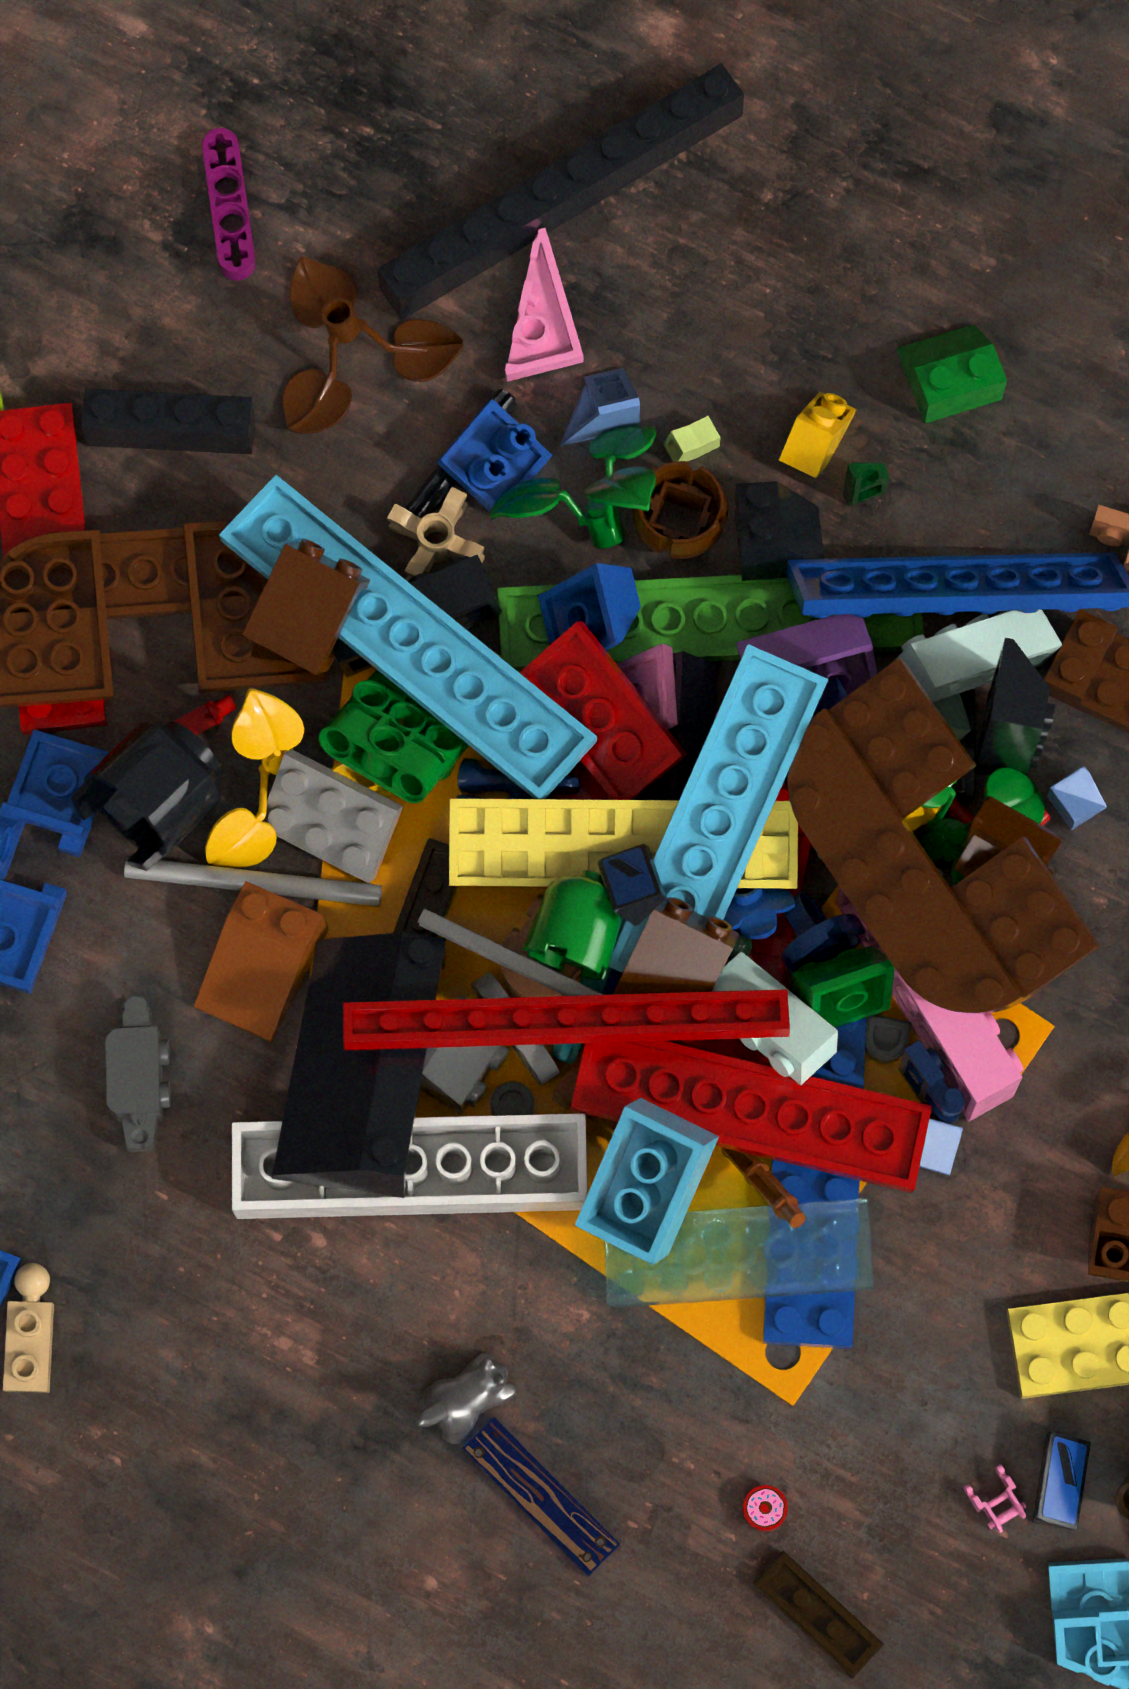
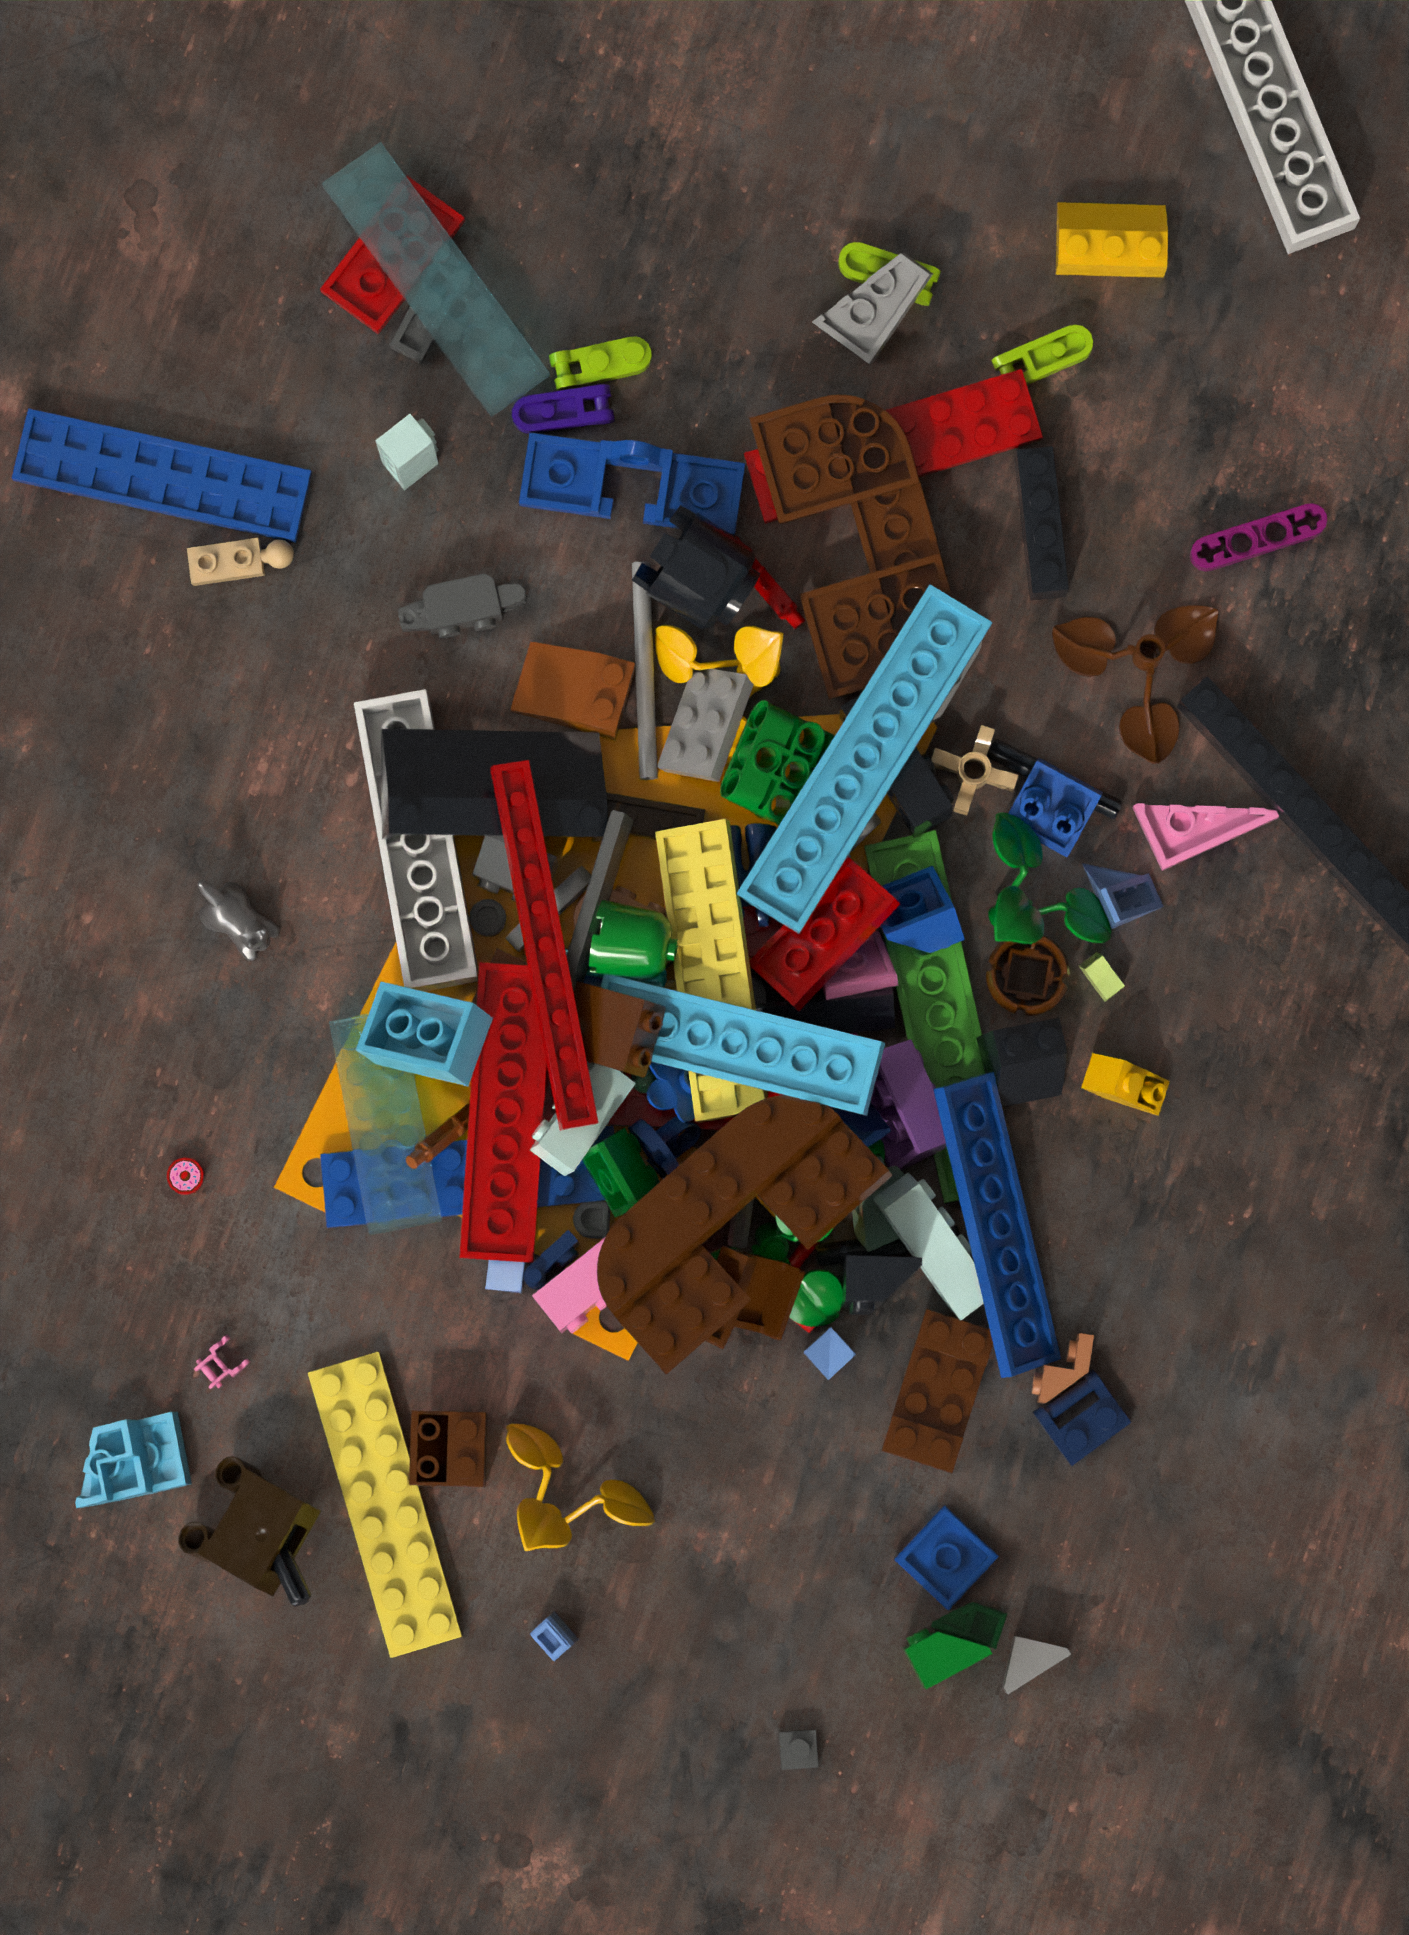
camera: 80 degrees right, 10 degrees up
(305, 605) = (876, 668): reddish brown panel -> none
(541, 1497) = (167, 994): clear blue tile -> none
(632, 883) = (668, 979): slope -> none
(818, 1614) = (107, 1231): dark brown tile -> none
(865, 482) = (1084, 1131): dark green tile -> none
(953, 372) = (1206, 1192): green slope -> none
(1061, 1481) = (243, 1414): slope -> none

